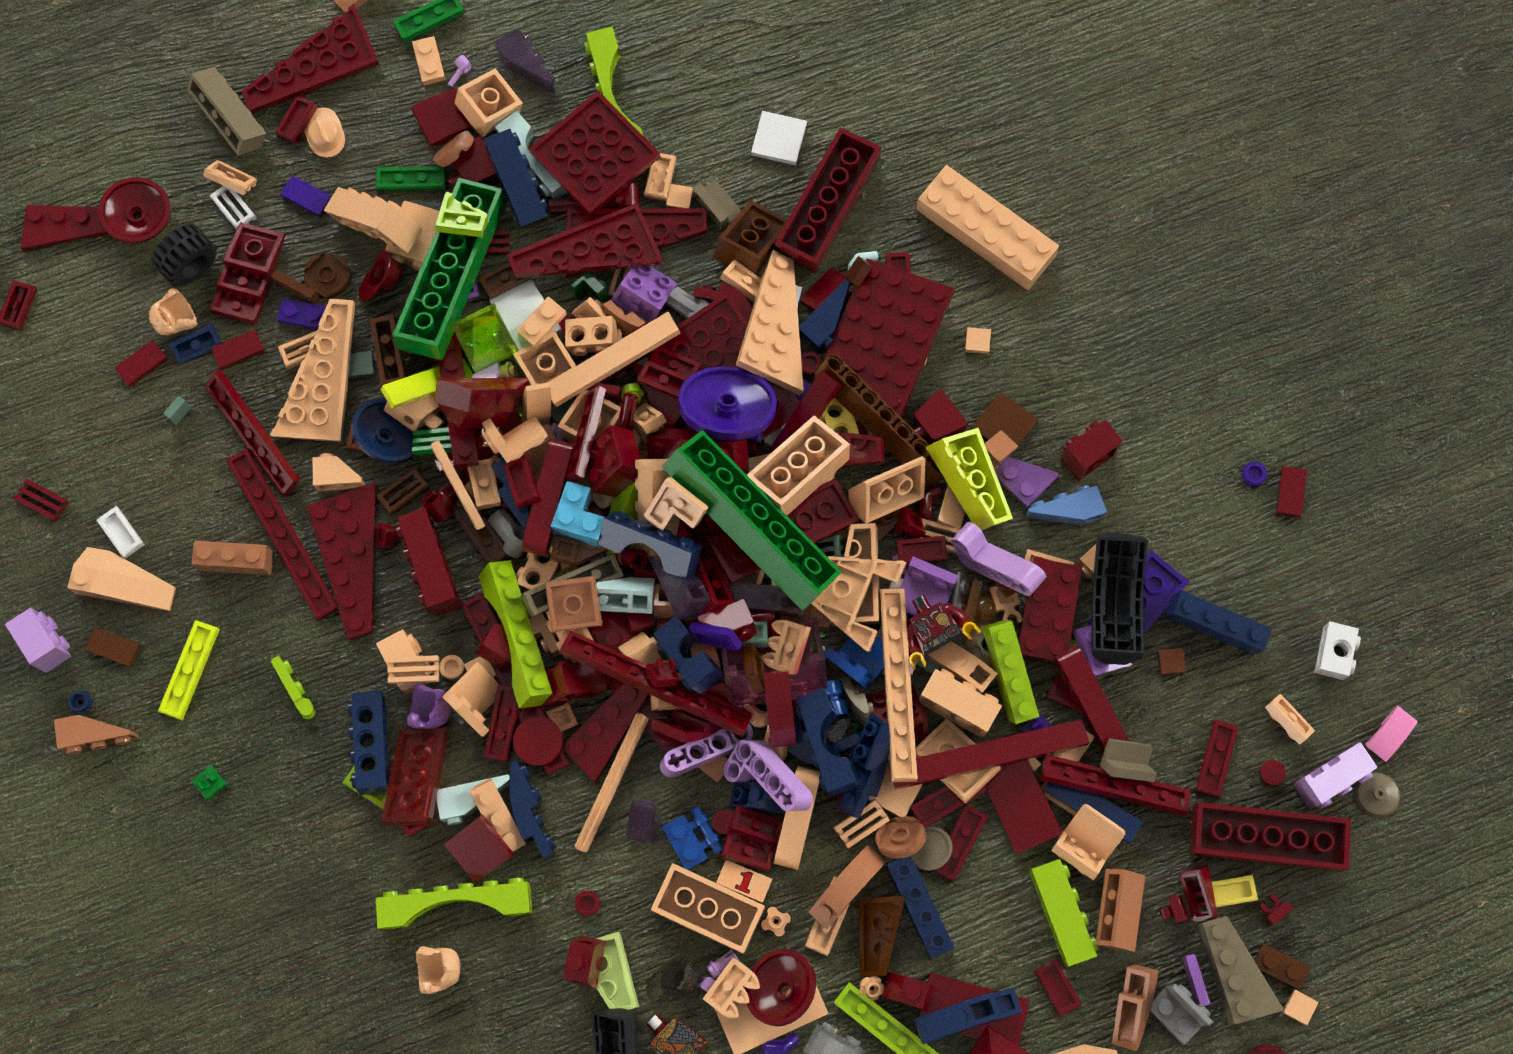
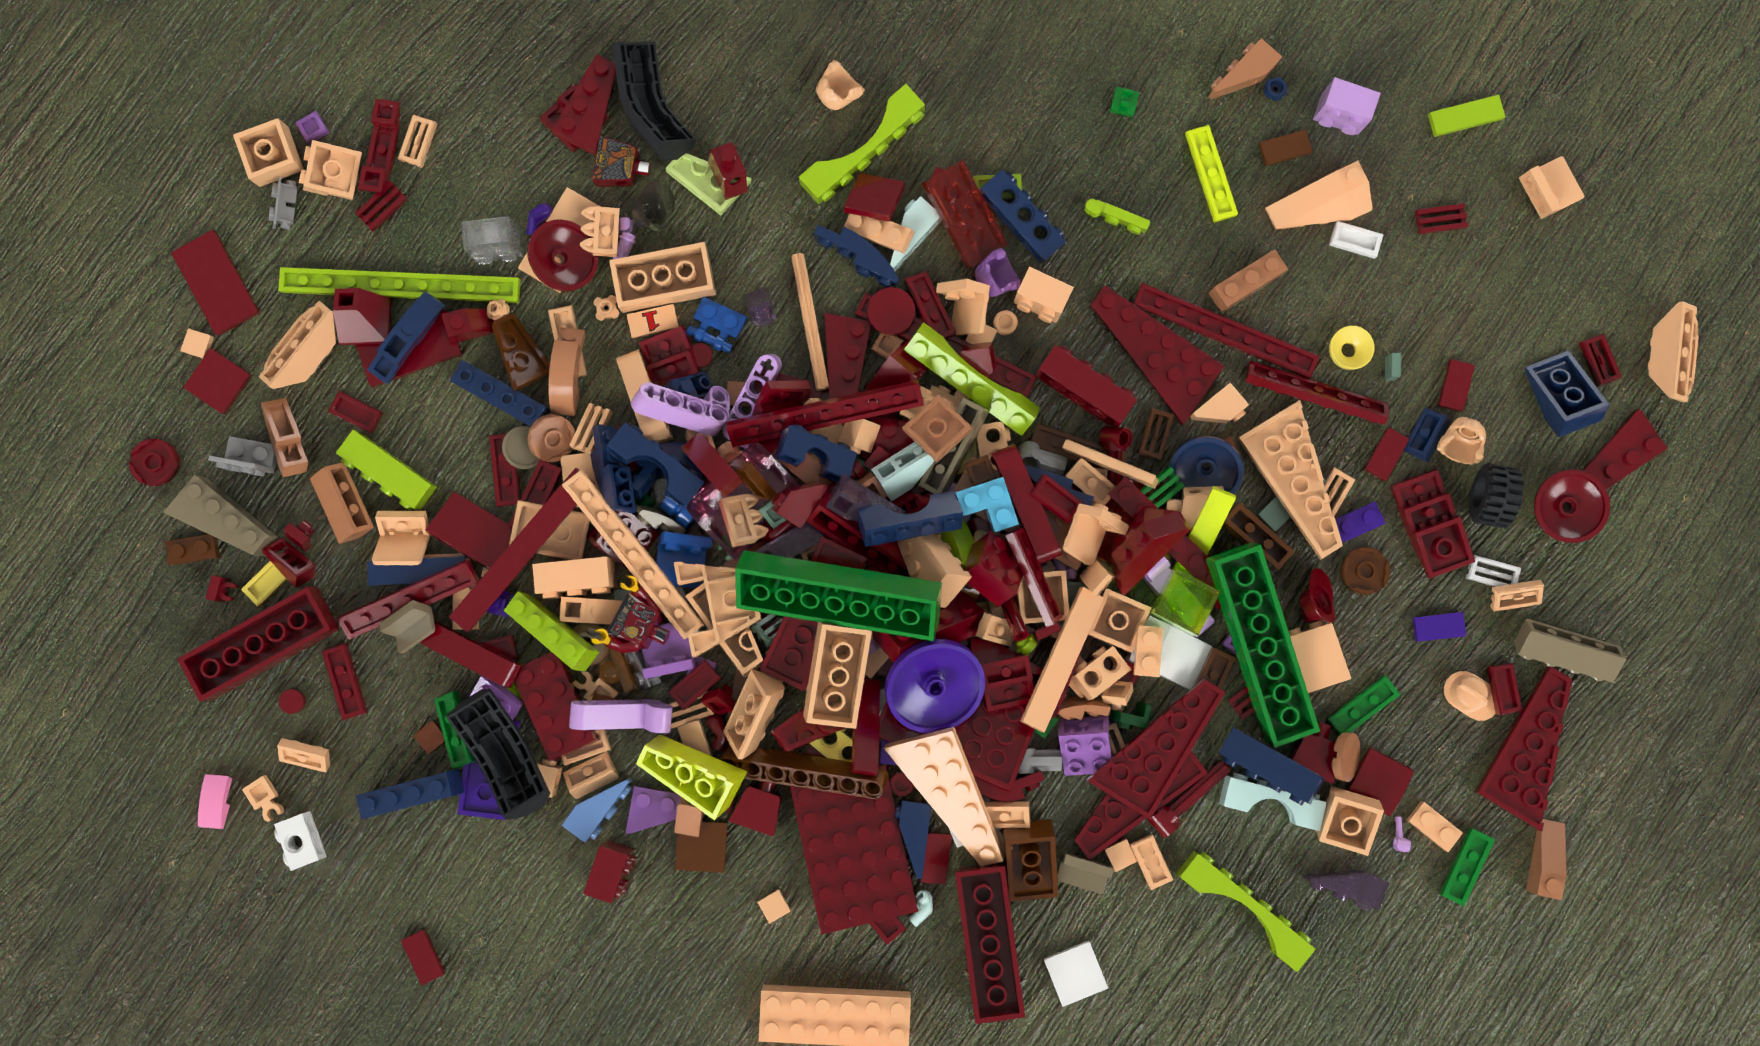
camera: 145 degrees right, 10 degrees up
(65, 297) = (1566, 394): none -> dark blue slope
(189, 439) = (1361, 342): none -> light yellow piece
(295, 287) = (1381, 539): reddish brown tile -> none
(373, 217) = (1363, 642): light nougat wedge -> none
(385, 535) = (1140, 386): dark red tile -> none
(413, 679) = (1042, 273): light nougat tile -> none
(460, 218) = (1287, 691): lime wing -> none
(508, 371) = (1145, 593): light nougat plate -> none
(587, 903) = (762, 220): dark red tile -> none
(594, 153) = (1220, 838): dark red plate -> none
(662, 673) = (823, 422): dark red tile -> none
(675, 500) = (911, 563): light nougat plate -> none
(715, 636) = (802, 481): dark purple tile -> none
(858, 271) = (915, 893): copper tile -> none
(1057, 540) = (590, 775): none -> light nougat slope
(1141, 671) = (457, 750): none -> green tile
(1195, 980) = (250, 490): medium lavender tile -> none
(1254, 474) = (464, 950): dark purple tile -> none
(1300, 1007) = (158, 528): light nougat tile -> none
(1336, 777) = (237, 731): wedge -> none
(1346, 712) = (261, 794): none -> light nougat plate
(1378, 795) = (198, 743): dark tan piece -> none

